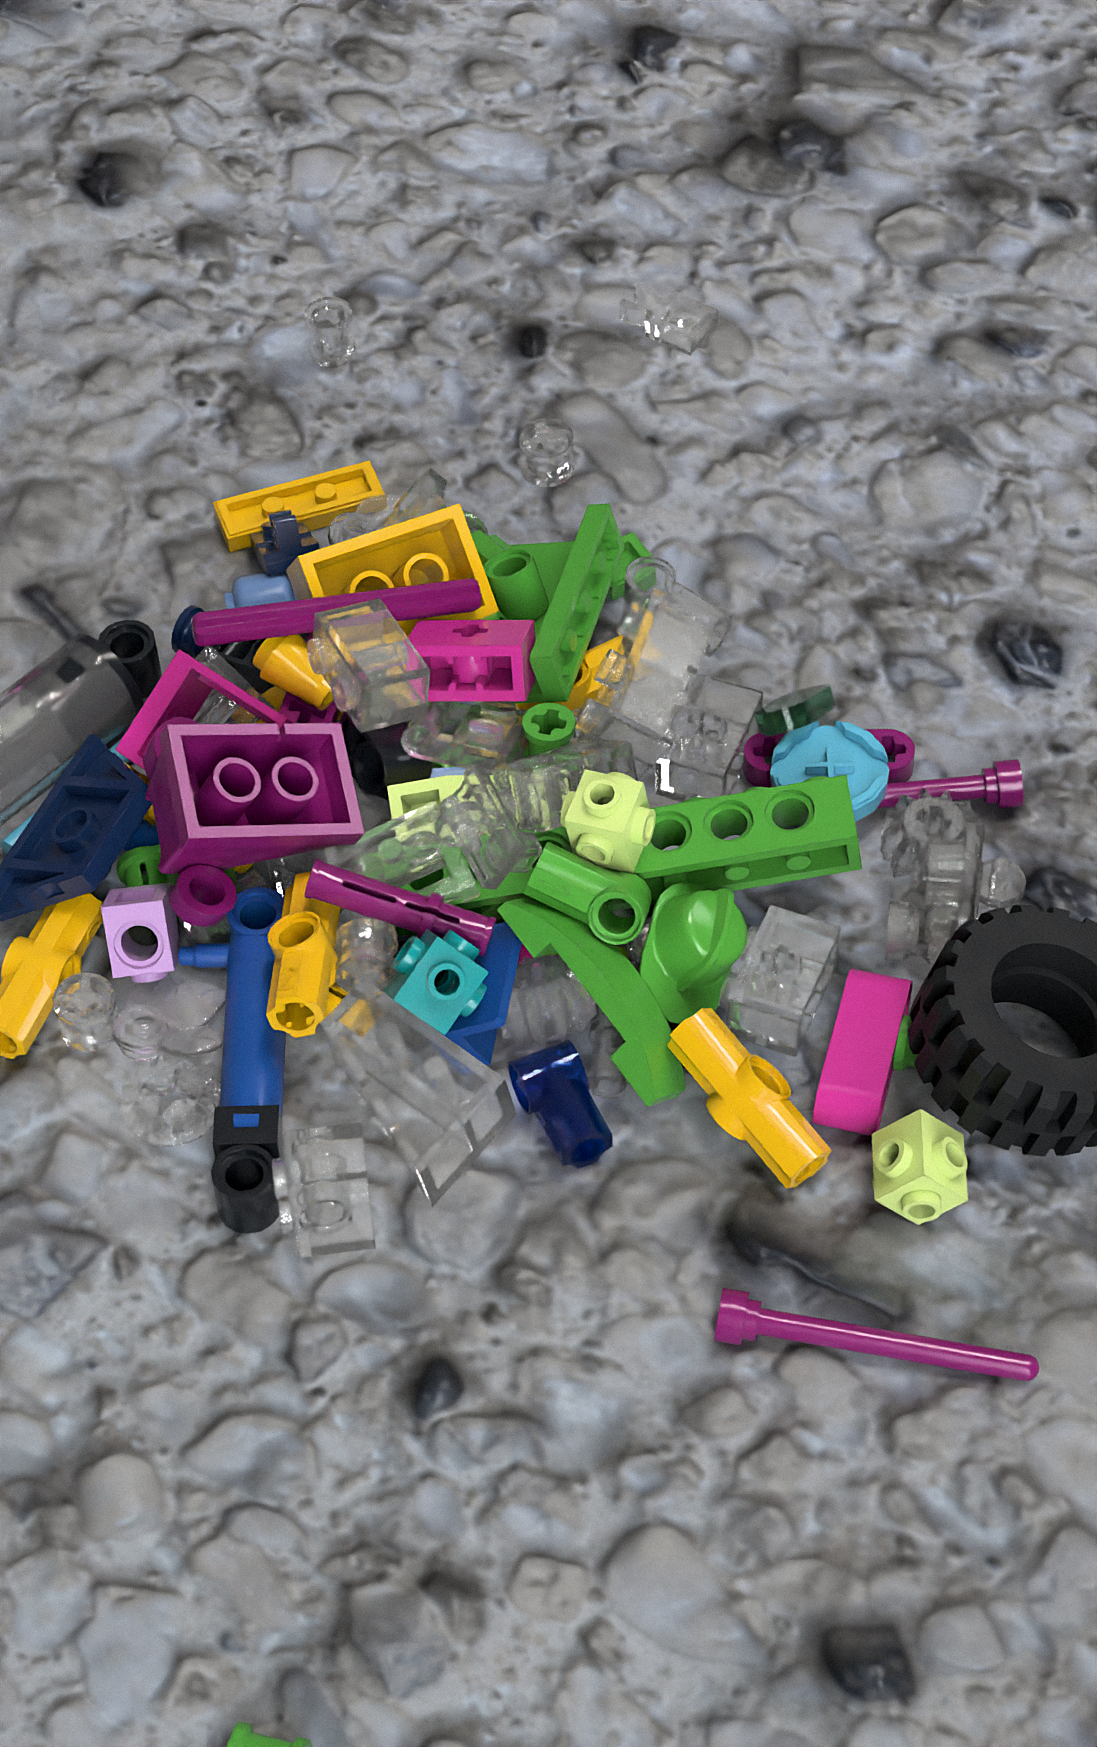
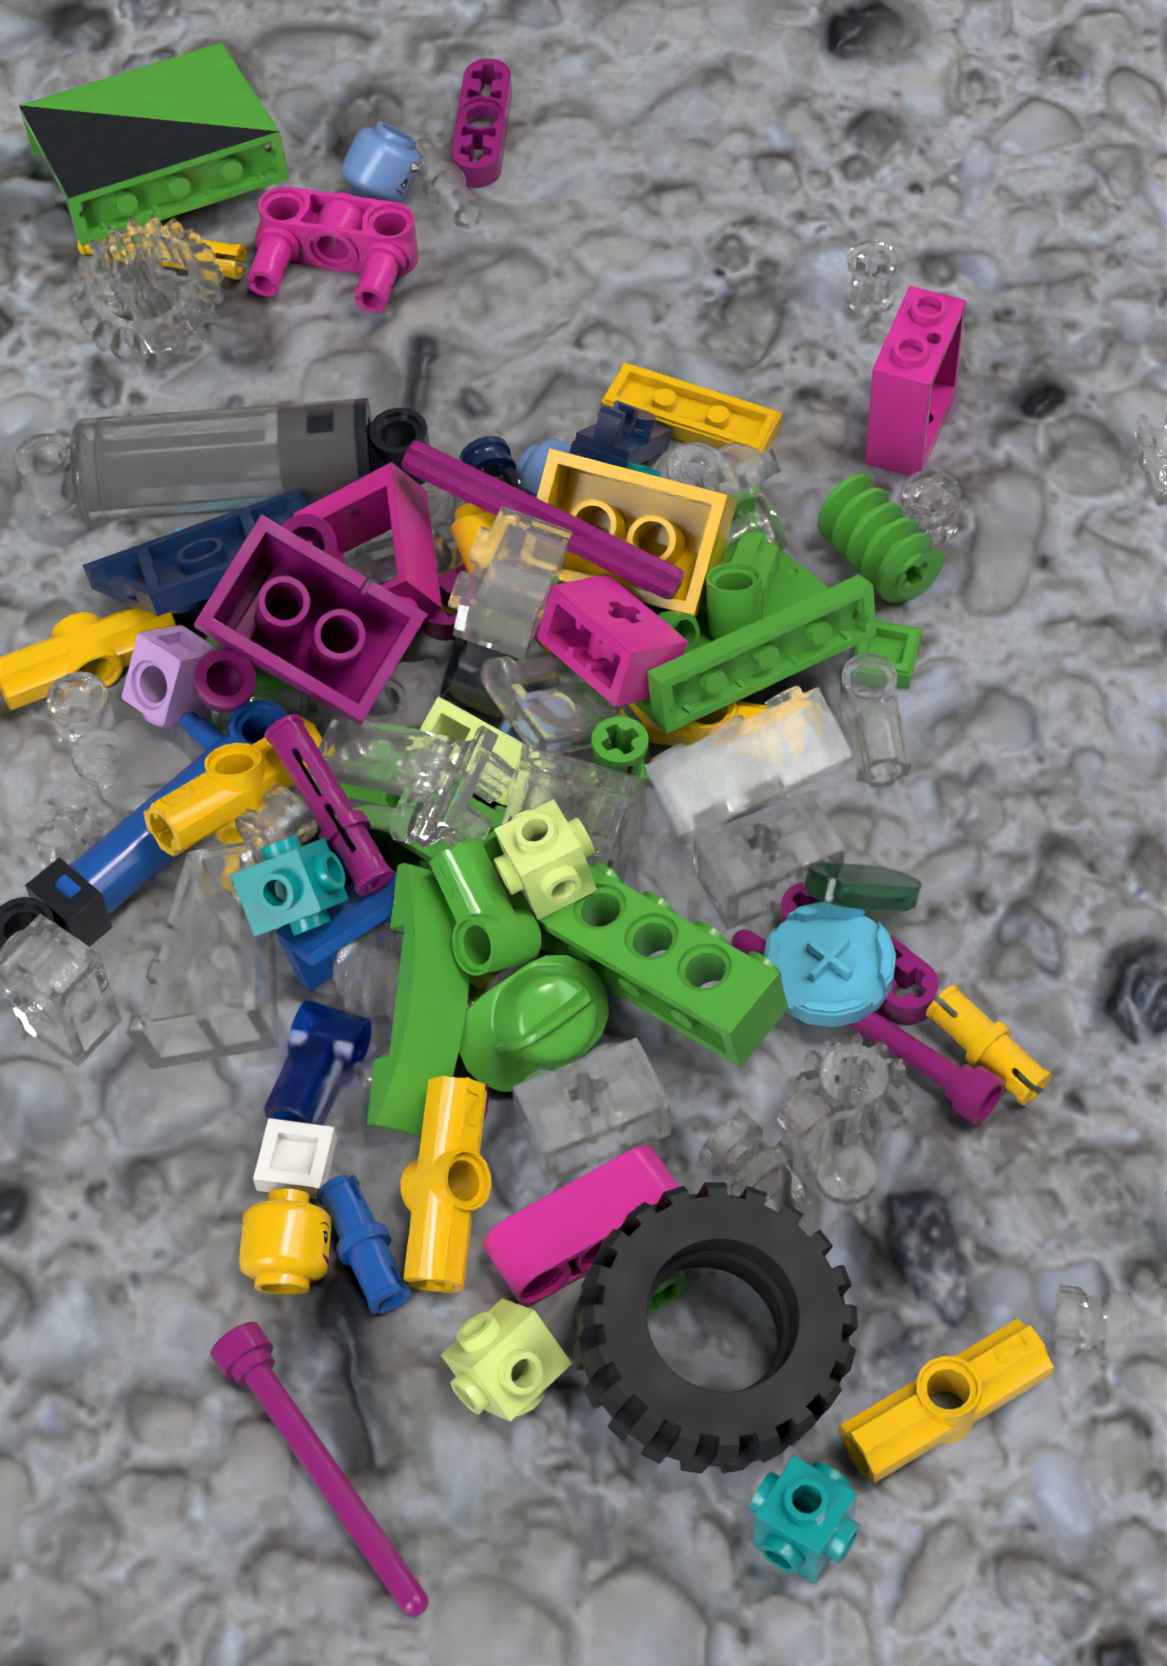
camera: 45 degrees right, 5 degrees up
(461, 369) = (914, 381): none -> dark pink window
(538, 493) = (879, 539): none -> bright green piece
(619, 1171) = (295, 1156): none -> white plate
(681, 1224) = (285, 1243): none -> yellow head
(731, 1184) = (363, 1244): none -> blue pin
(976, 748) = (988, 1044): none -> yellow pin

